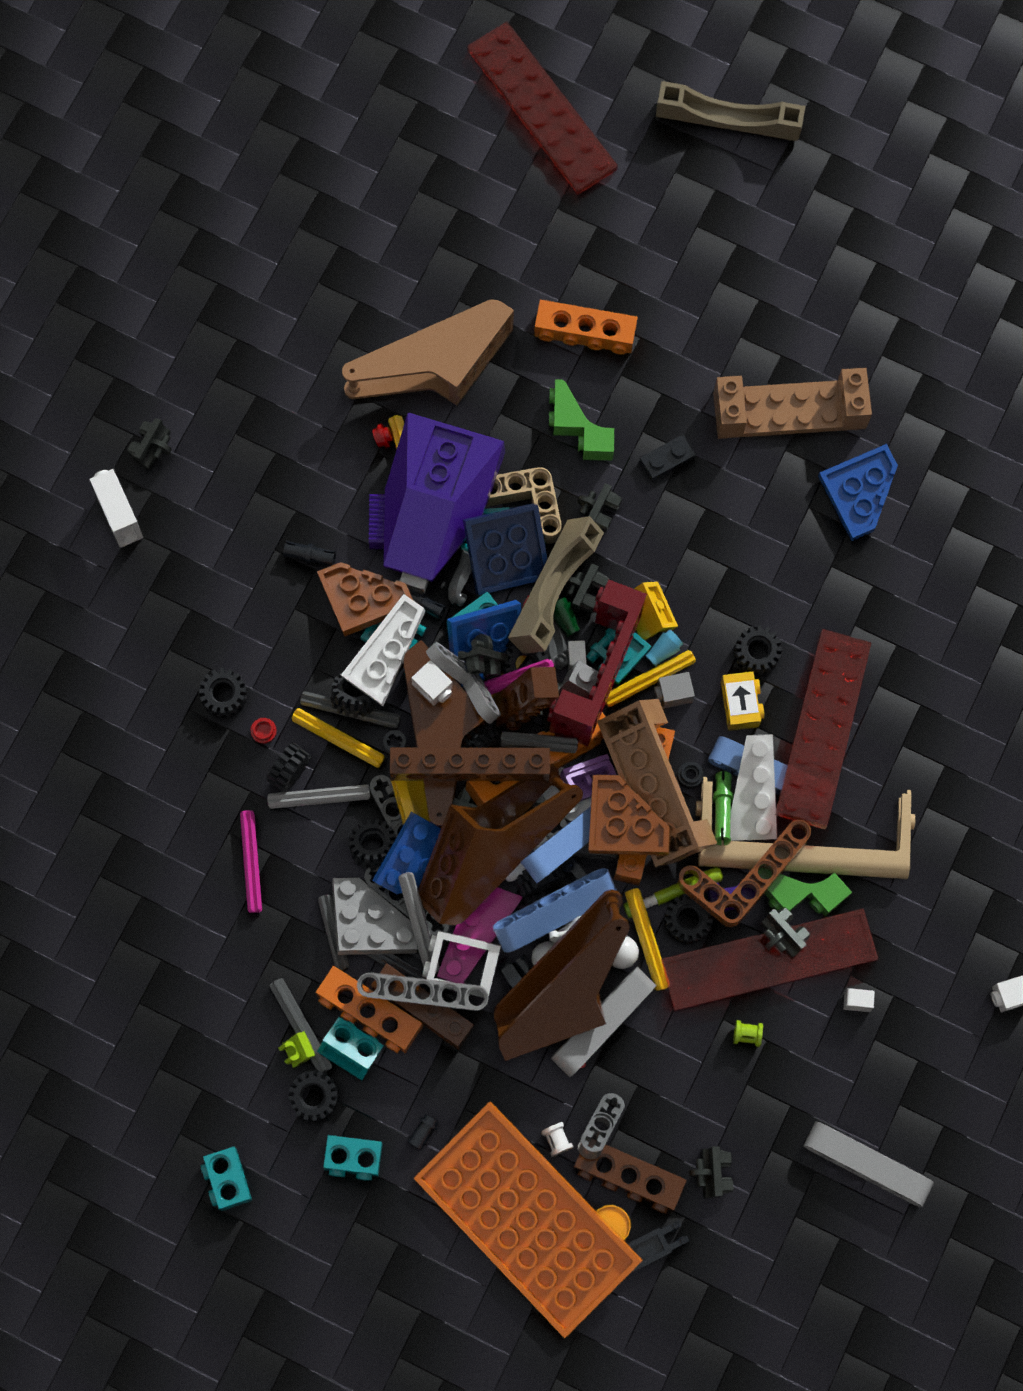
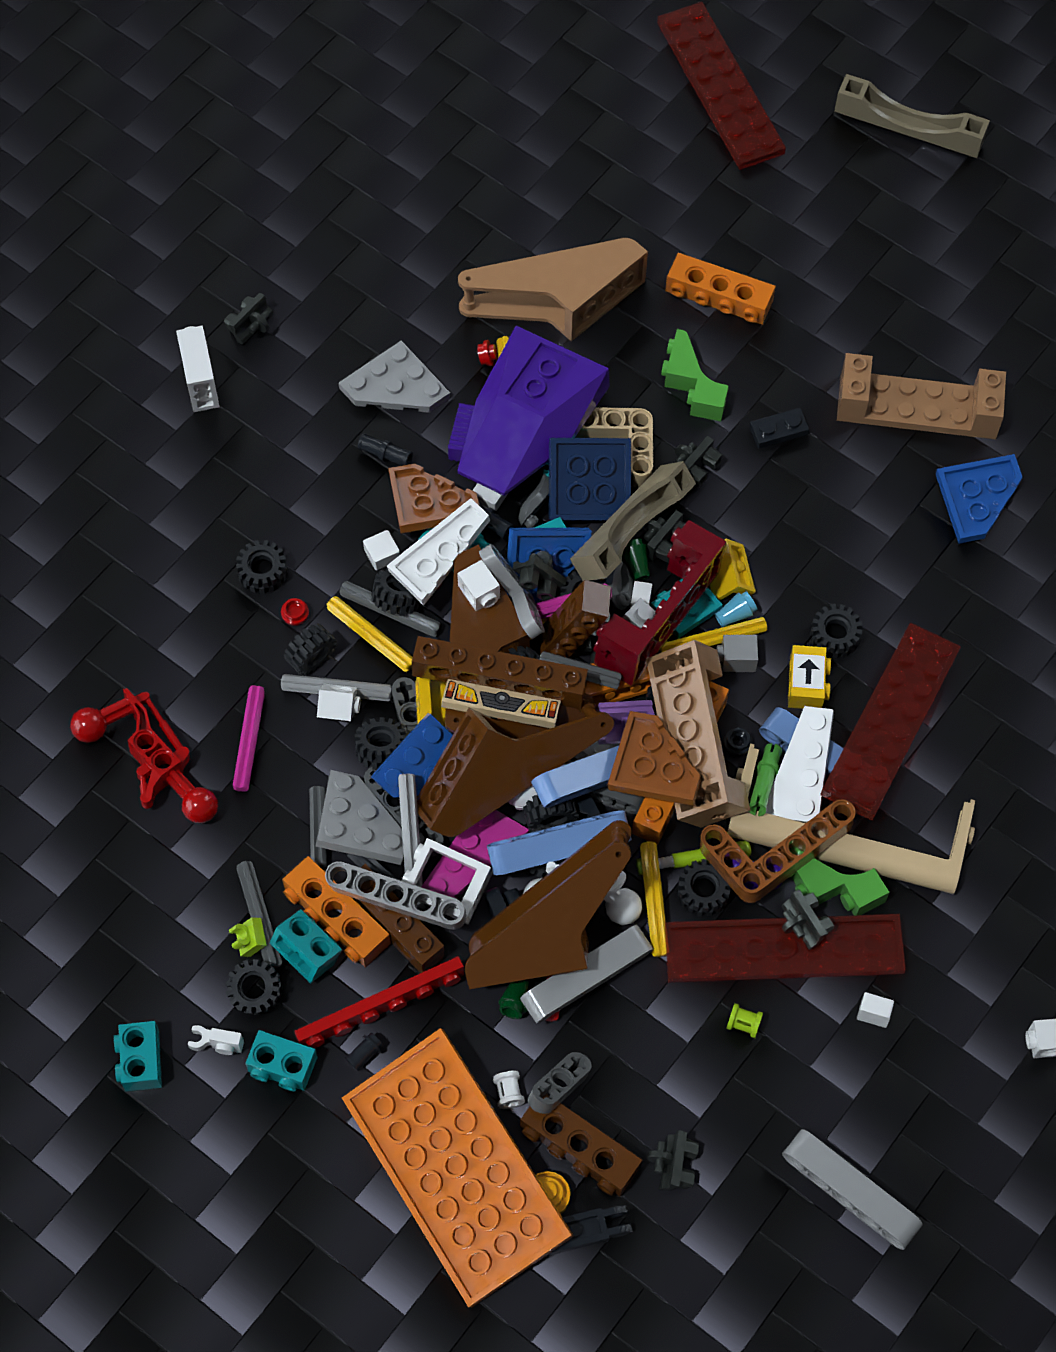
camera: 15 degrees right, 10 degrees down
(104, 881) = (90, 724): none -> red piece
(298, 1150) = (223, 1041): none -> white plate
(302, 481) = (395, 382): none -> light grey plate
(325, 812) = (338, 702): none -> white brick
(329, 653) = (381, 549): none -> white piece
(419, 1093) = (390, 999): none -> red plate
(477, 792) = (501, 703): none -> tile
(542, 1059) = (510, 1002): none -> dark green cone

